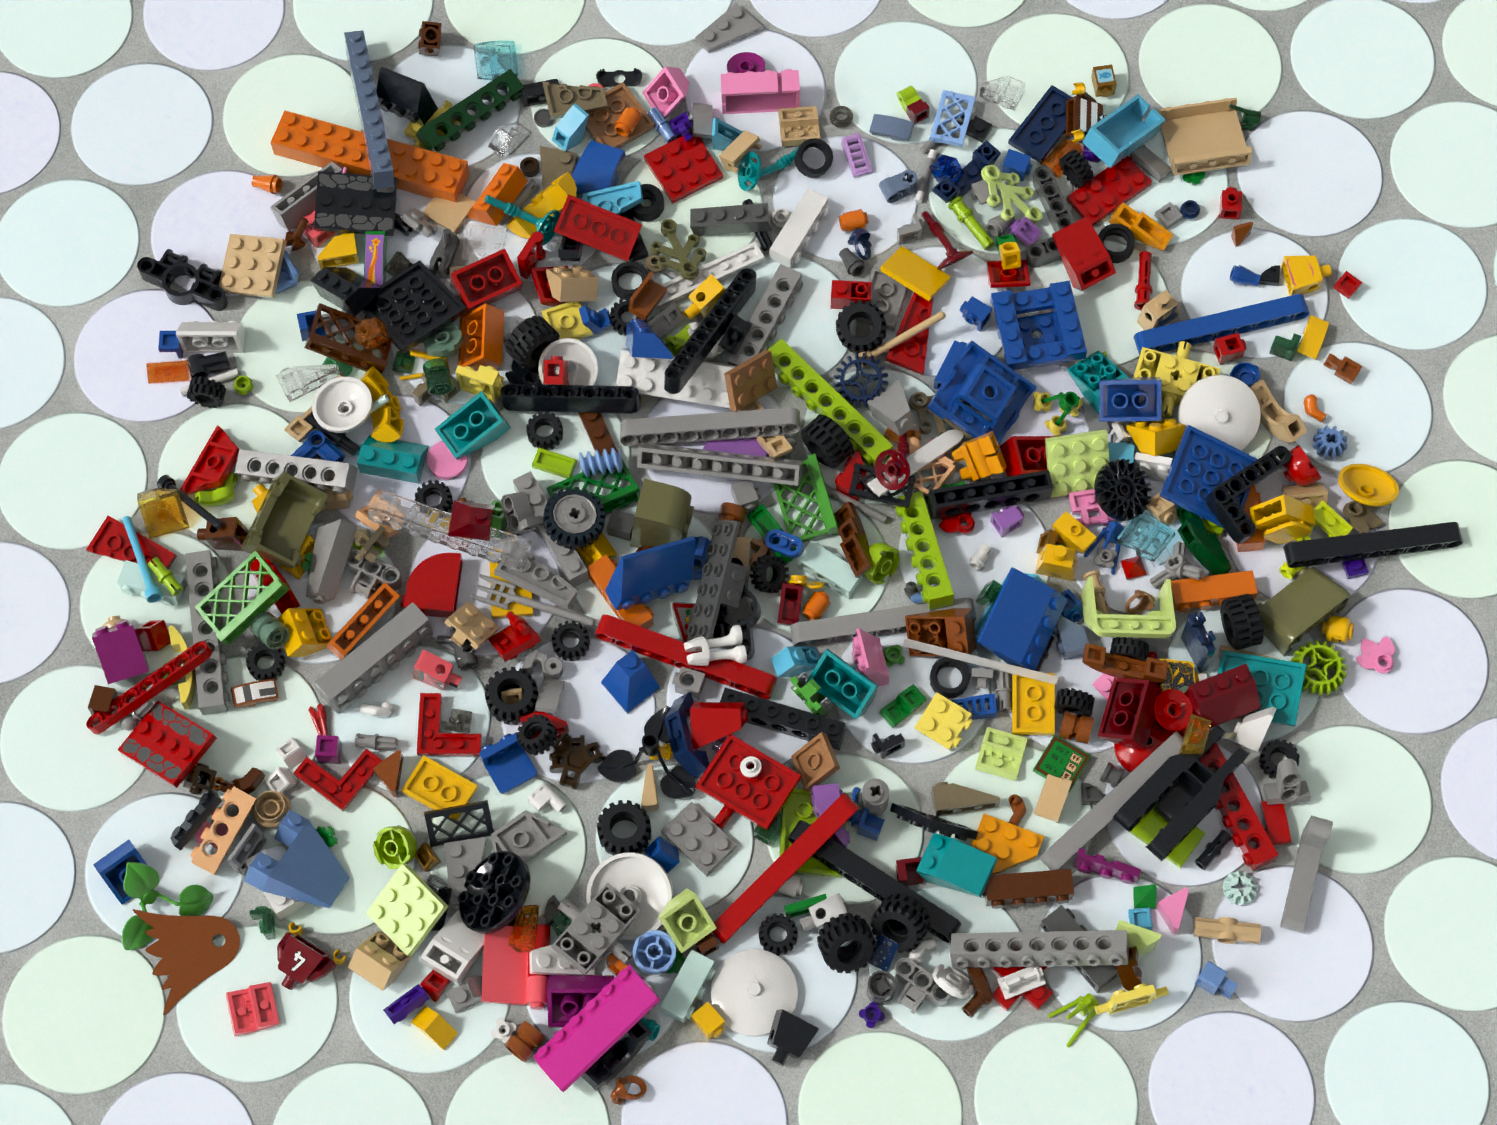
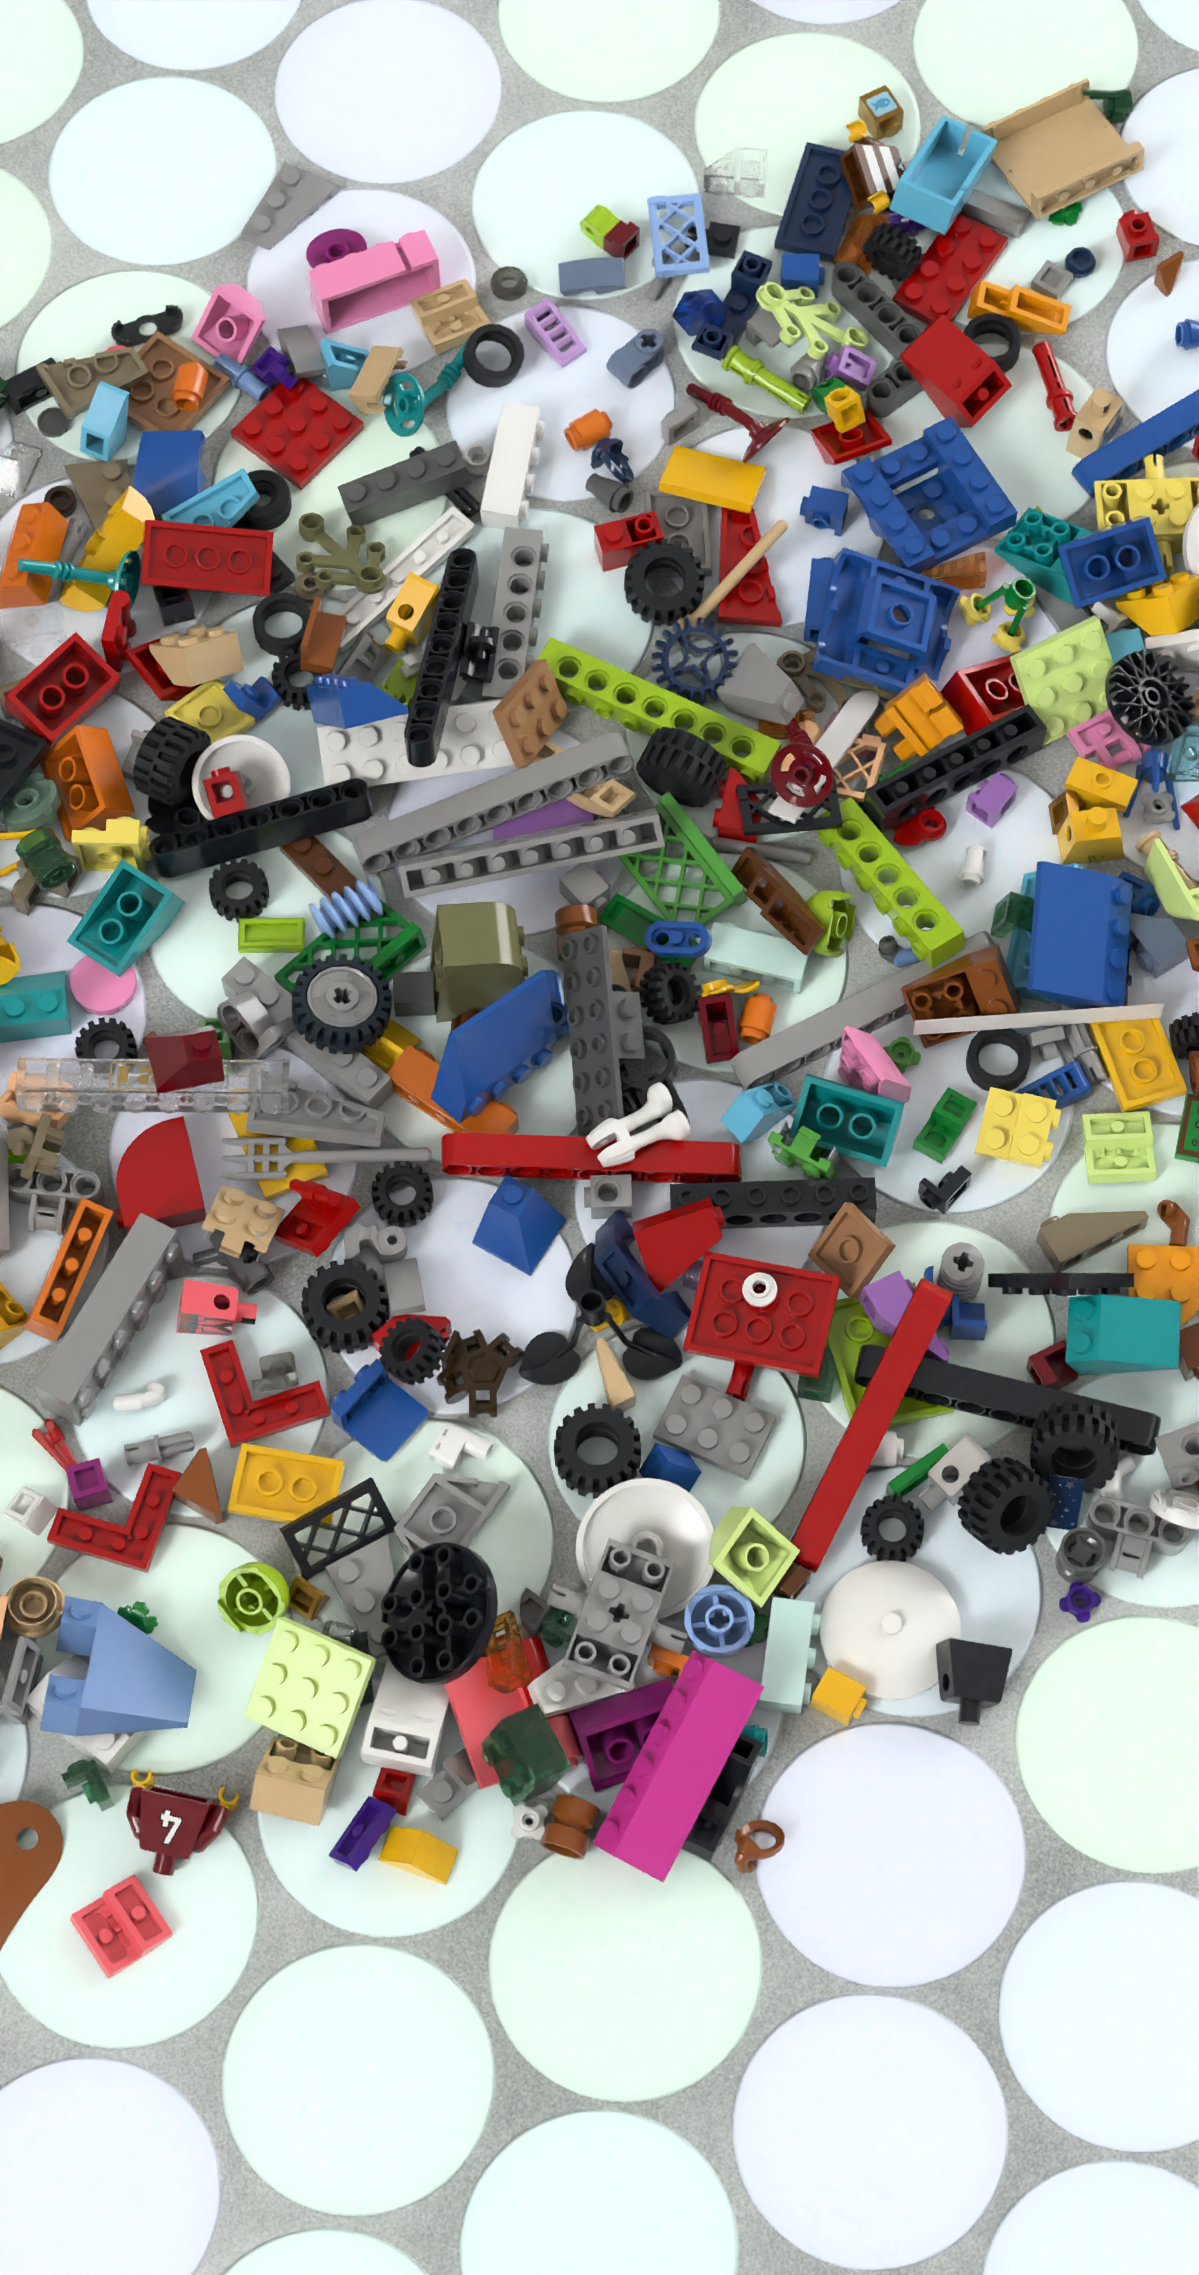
camera: 20 degrees left, 0 degrees up
(281, 780) = (30, 1558): white slope -> none
(511, 991) = (525, 1755): none -> clear green brick
(683, 617) = (562, 1099): piece -> none
(925, 176) = (670, 332): light grey bar -> none
(1040, 377) = (962, 573): none -> clear orange slope

